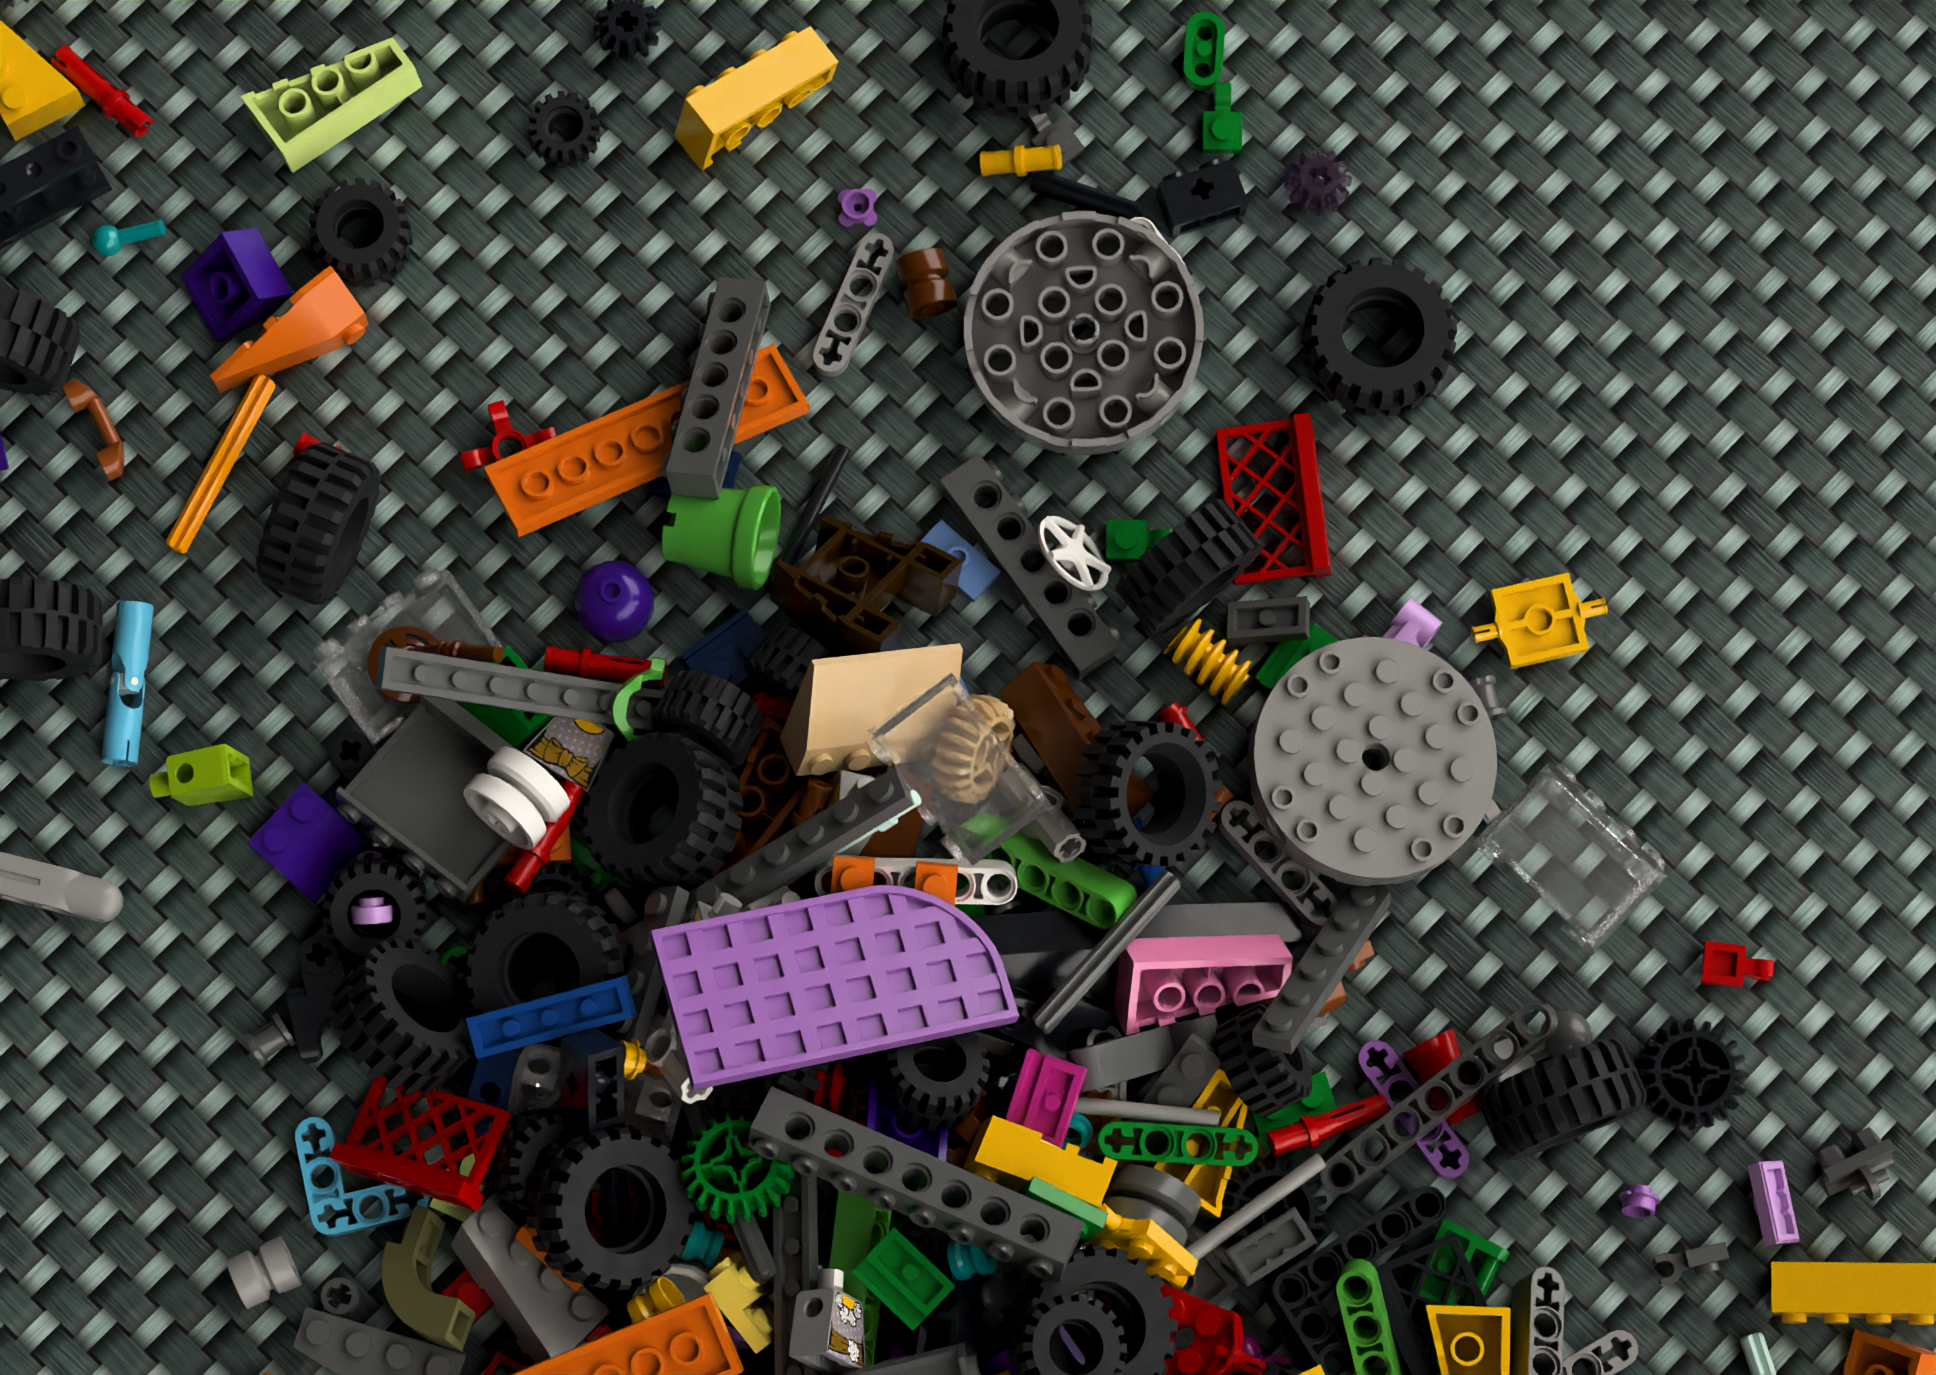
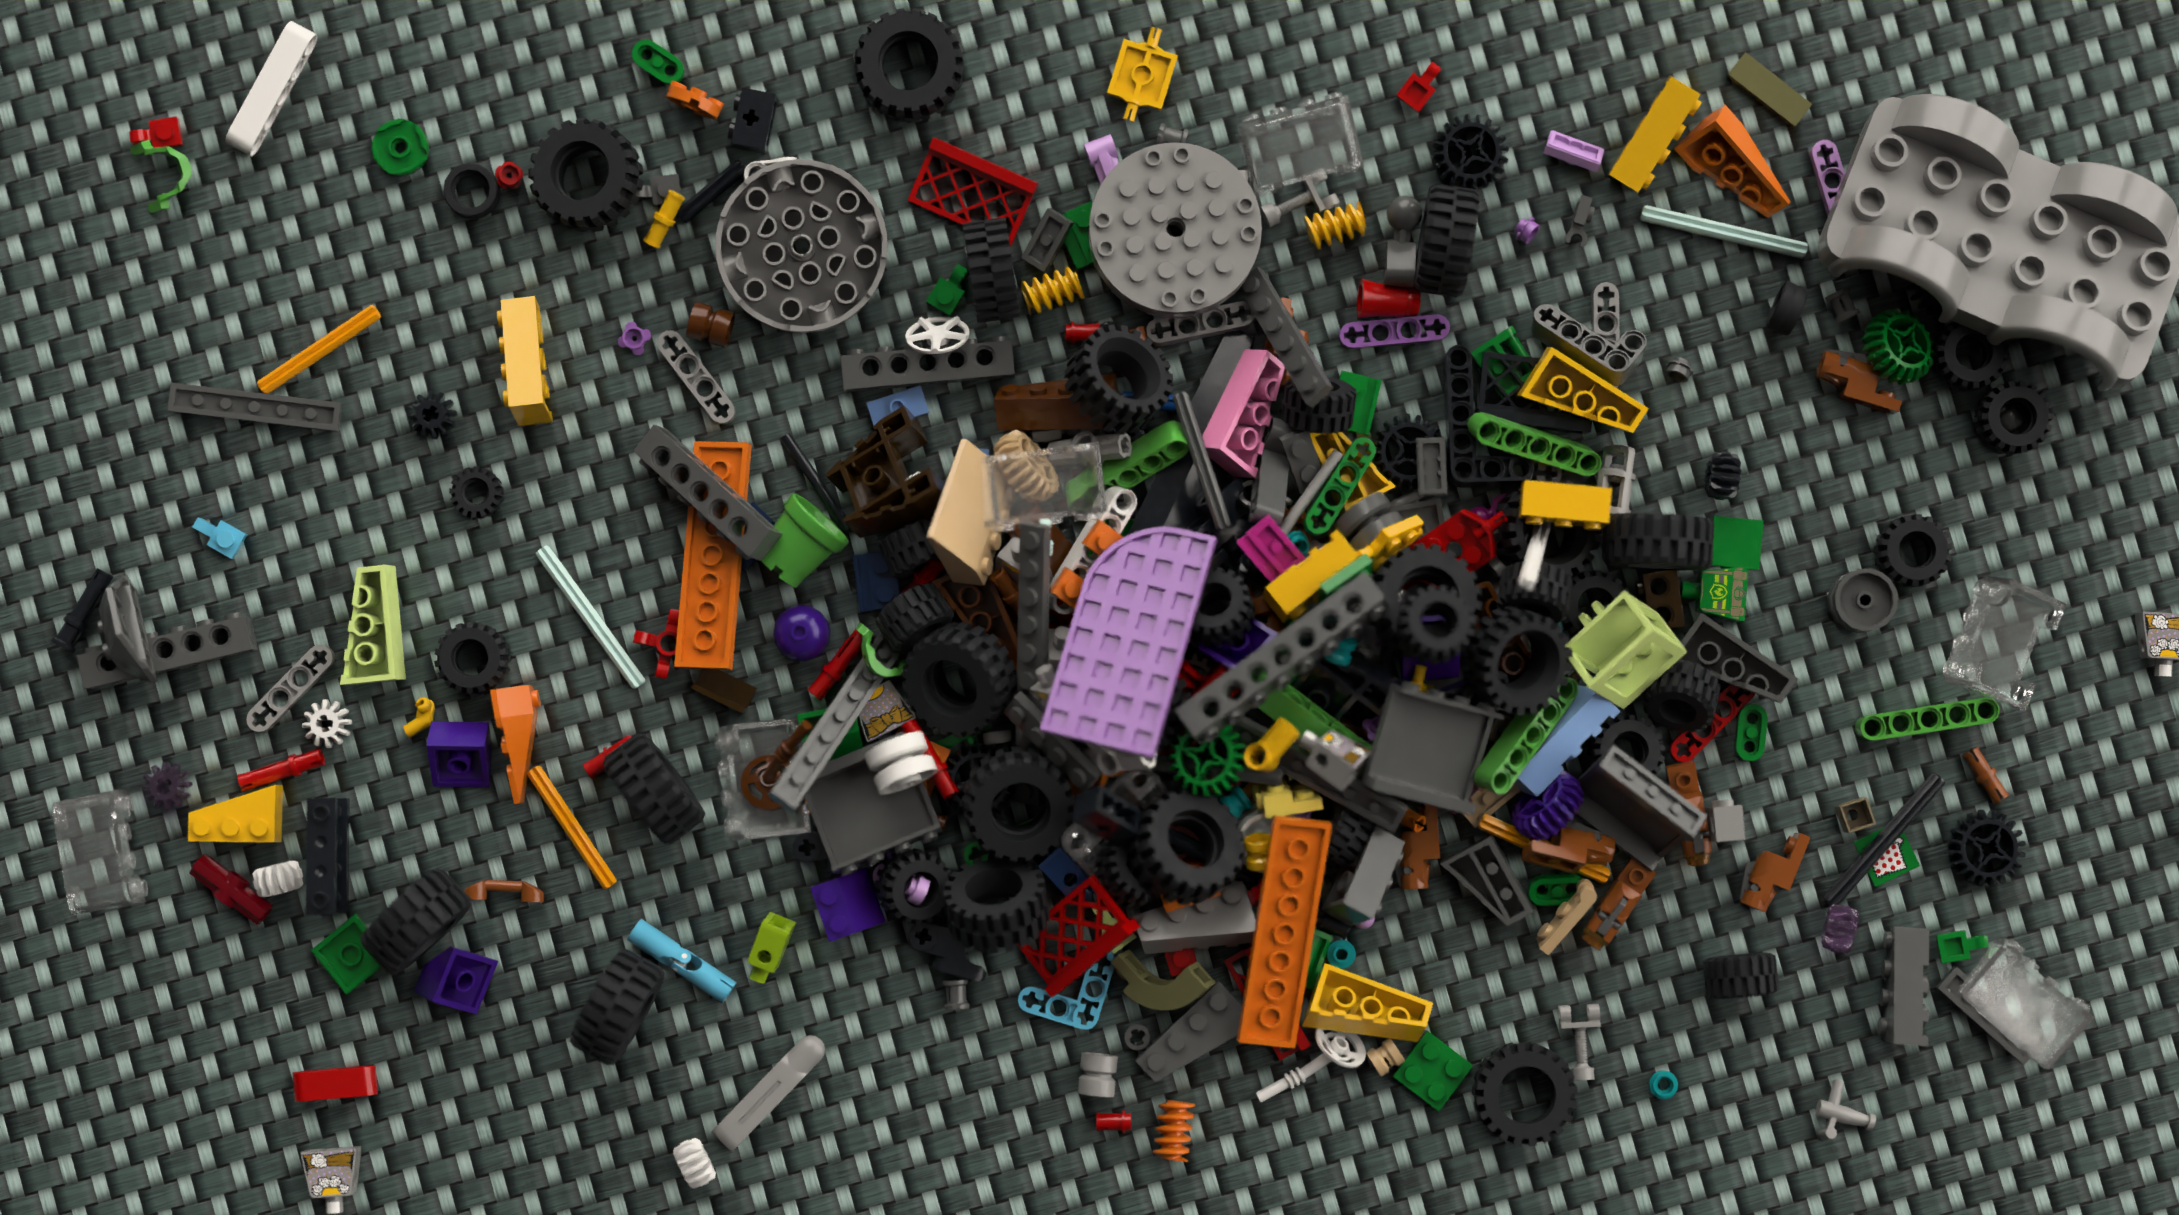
camera: 55 degrees left, 10 degrees up
(109, 240) = (382, 818): teal bar -> none
(175, 122) = (322, 733): none -> white gear
(208, 44) = (293, 691): none -> light grey beam
(215, 1328) = (1113, 1121): none -> red pin
(263, 218) = (423, 719): none -> yellow arm
(490, 344) = (590, 617): none -> light aqua axle
(492, 549) = (725, 689): none -> dark brown panel
(551, 1017) = (1052, 817): blue plate -> none
(634, 1058) = (1107, 781): yellow plate -> none
(797, 1237) = (1273, 744): none -> yellow piece
(903, 1278) = (1332, 696): green plate -> none
(1183, 111) = (694, 100): none -> orange plate
(1221, 127) = (714, 80): green plate -> none
(1256, 1206) = (1402, 461): light grey bar -> none
(1316, 1128) = (1376, 386): red pin -> none
(1318, 167) = (783, 52): clear purple gear -> none
(1419, 1103) = (1406, 326): dark grey beam -> none
(1467, 875) = (1273, 213): none -> light grey bar
(1499, 959) = (1336, 225): none -> yellow piece
(1861, 1171) = (1581, 76): dark grey hips -> none

